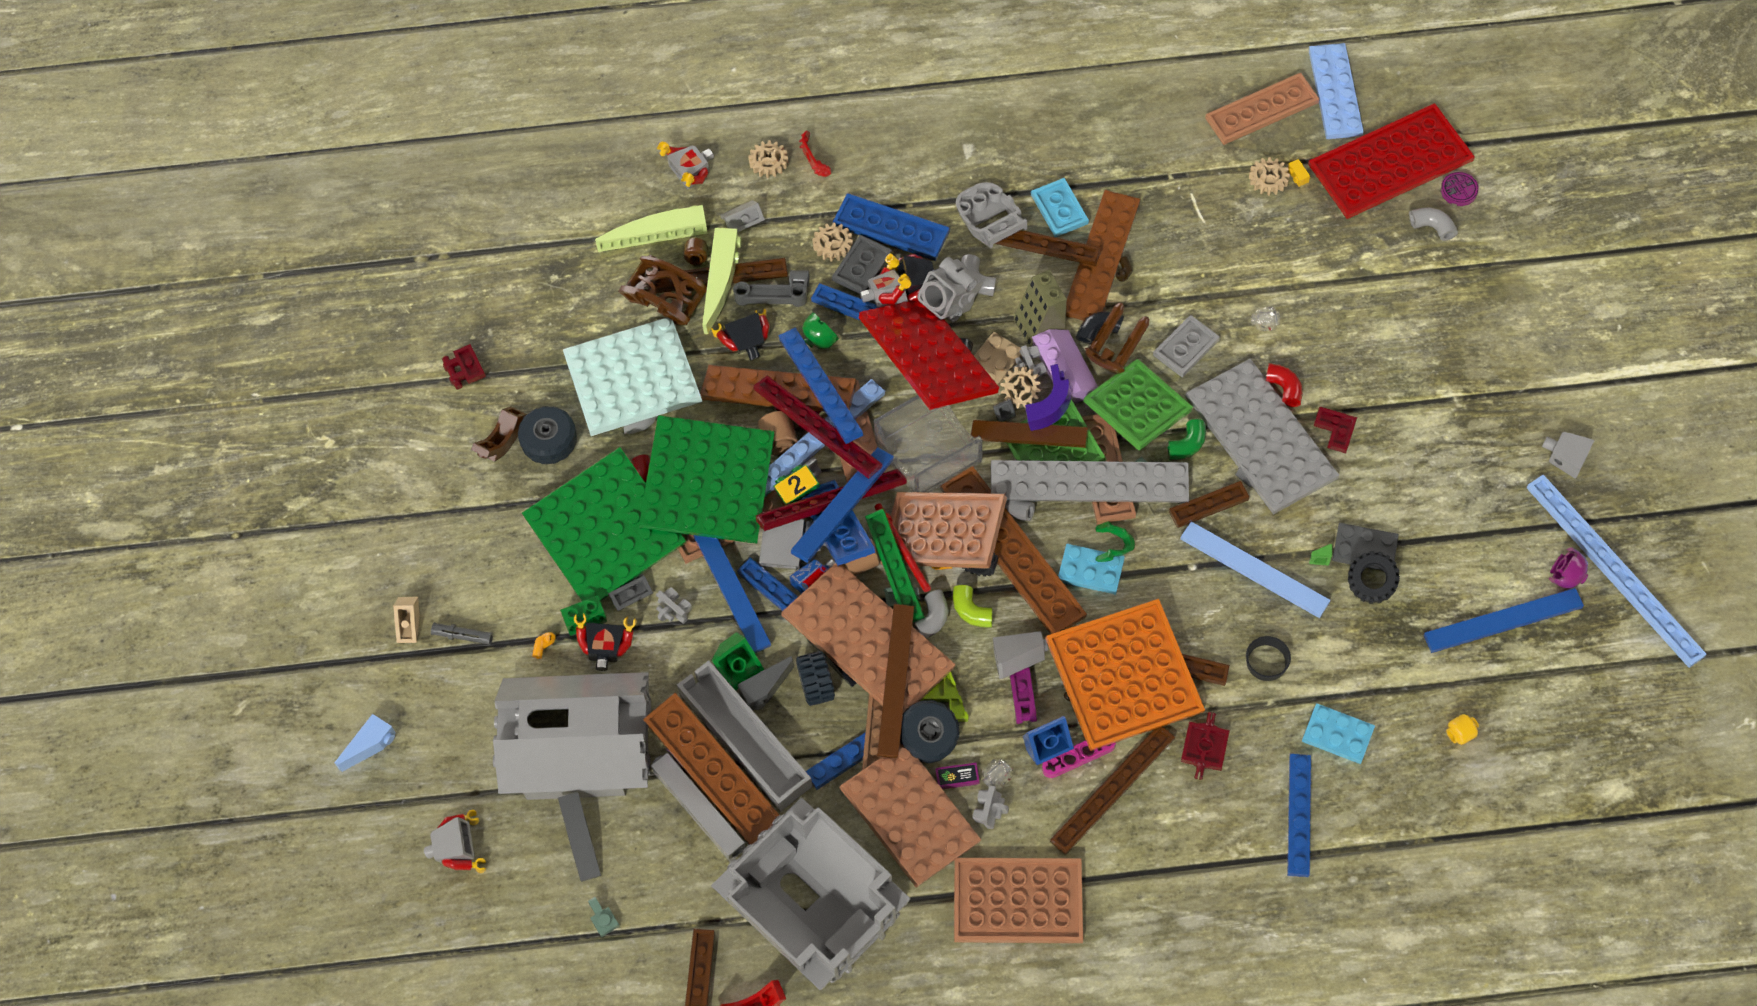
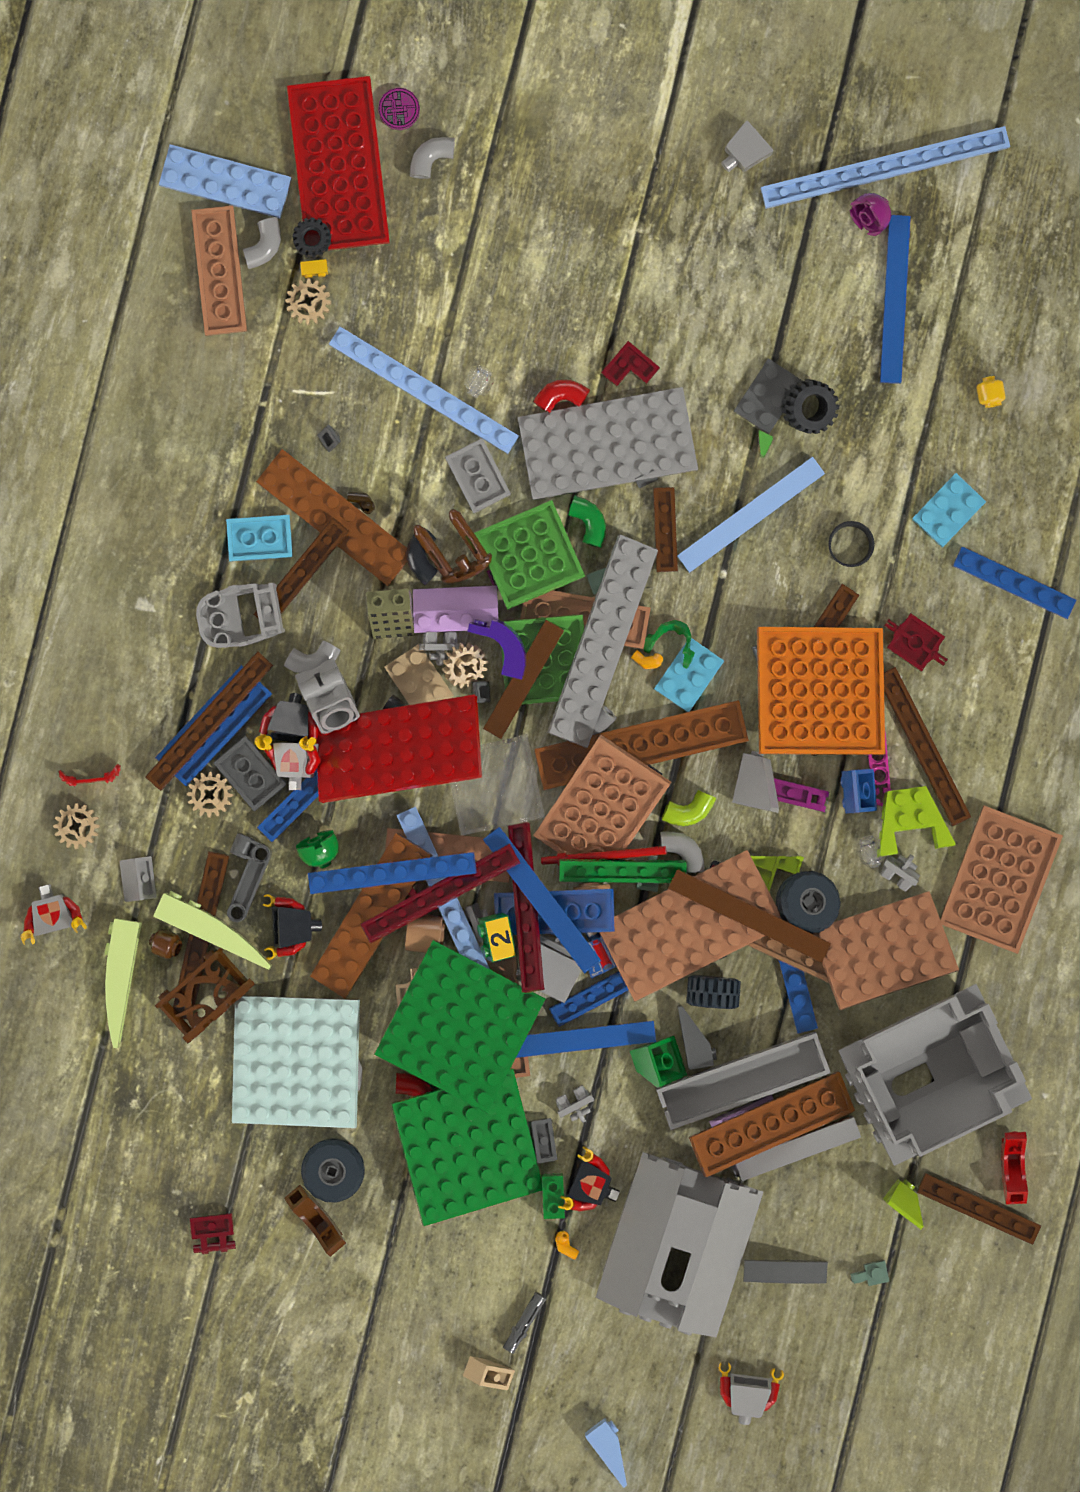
camera: 75 degrees left, 25 degrees up
(679, 919) = (905, 1201): none -> lime slope
(893, 219) = (209, 721): none -> reddish brown tile
(957, 776) = (855, 889): tile -> none
(1048, 794) = (908, 811): none -> lime wing
(1087, 531) = (647, 662): none -> light orange arm
(1166, 229) = (329, 438): none -> dark grey slope
(1238, 285) = (423, 390): none -> light blue plate
(1299, 133) = (268, 244): none -> light grey cylinder
(1322, 148) = (300, 231): none -> black tyre

